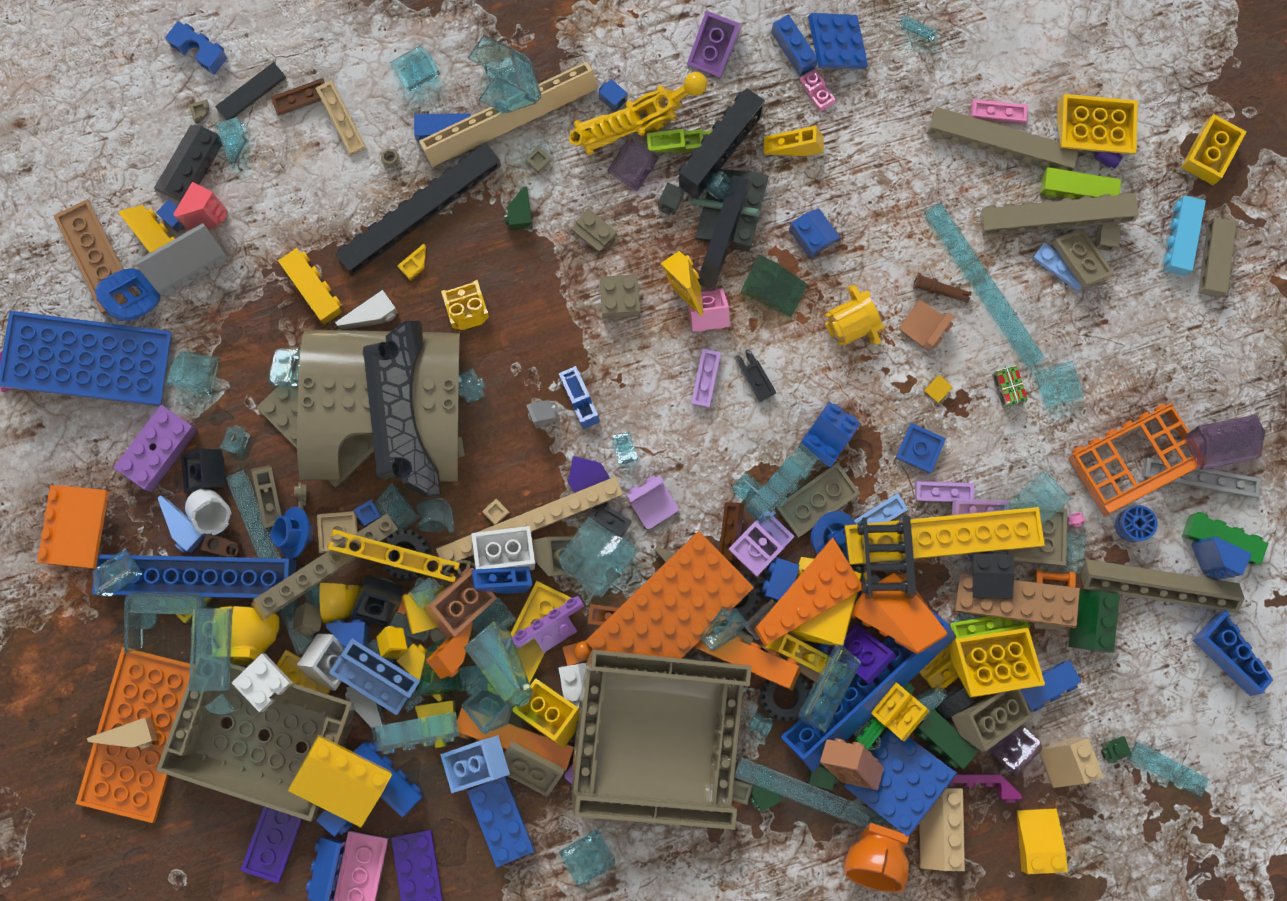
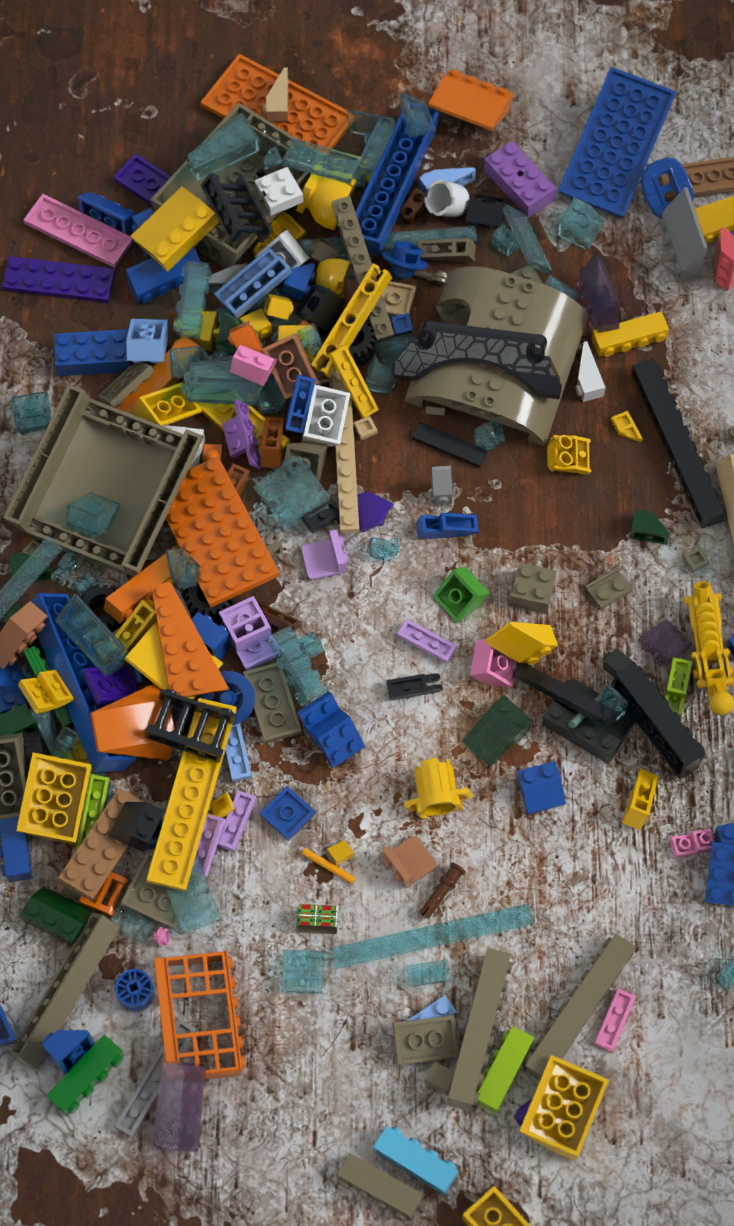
camera: 115 degrees right, 15 degrees down
(224, 760) = (224, 148): none -> clear light blue wedge
(230, 417) = (527, 239): none -> clear light blue tile
(279, 323) = (599, 295): none -> clear purple slope
(312, 728) = (225, 213): none -> black fence
(455, 535) = (353, 381): none -> yellow tile
(479, 635) = (252, 365): none -> bright pink slope
(488, 424) = (449, 444): none -> black tile
(548, 593) = (272, 442): none -> dark orange slope
(647, 361) = (461, 594): none -> bright green slope
(692, 743) = (91, 514): none -> clear light blue slope
(745, 751) = (66, 565): none -> clear light blue plate
(934, 676) = (65, 743): none -> clear light blue bracket
(937, 508) = (221, 806): none -> yellow tile
(953, 395) = (328, 865): none -> light orange bar
(1020, 276) = (428, 973): none -> clear light blue plate

